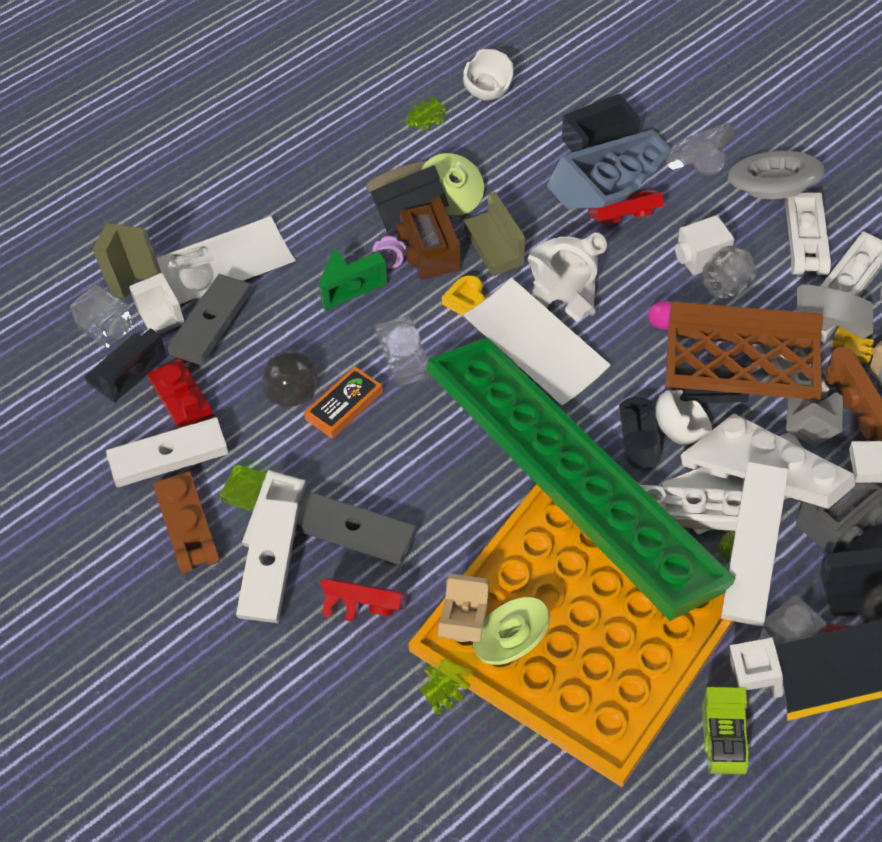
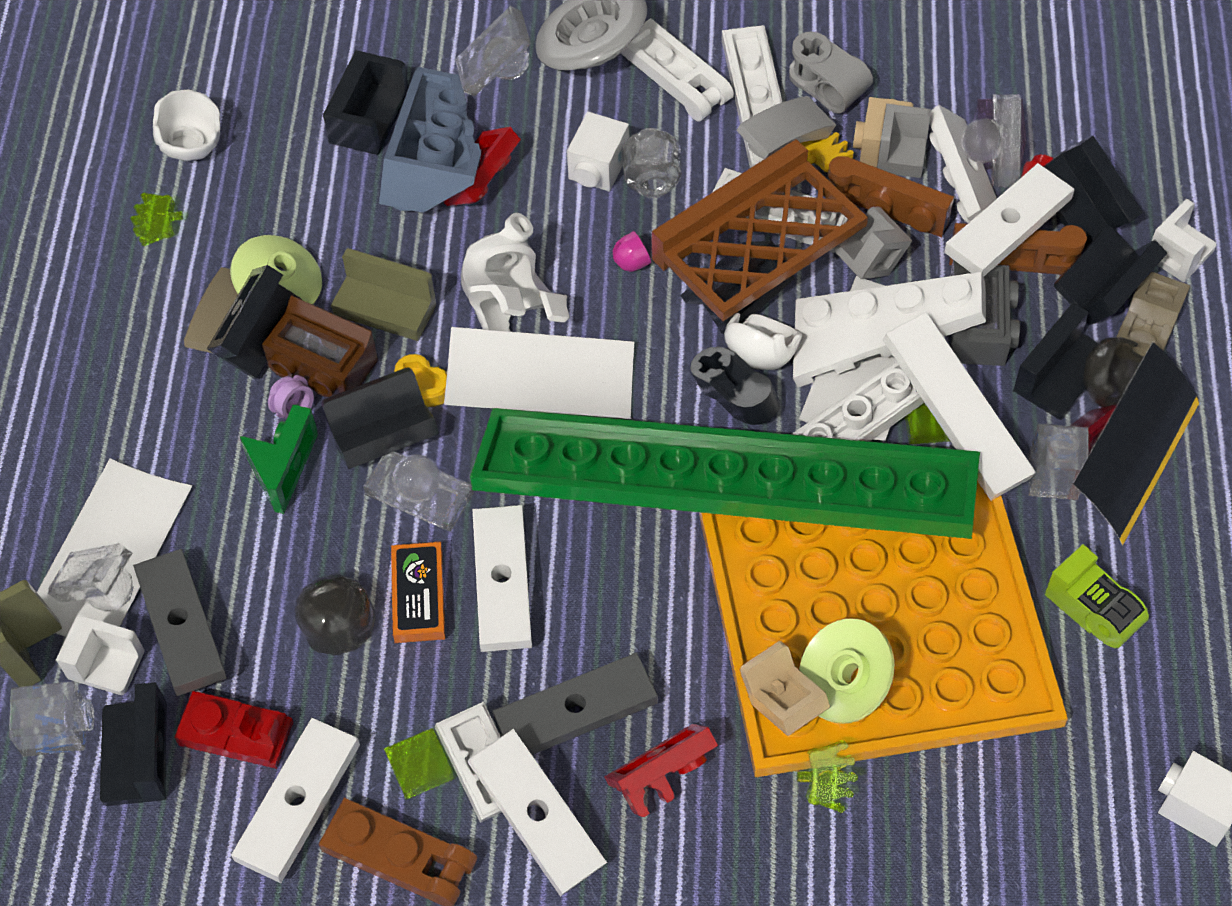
camera: 45 degrees left, 5 degrees up
(391, 429) = (498, 555): none -> white tile
(420, 294) = (378, 417): none -> black panel
(757, 665) = (1069, 516): white panel -> none

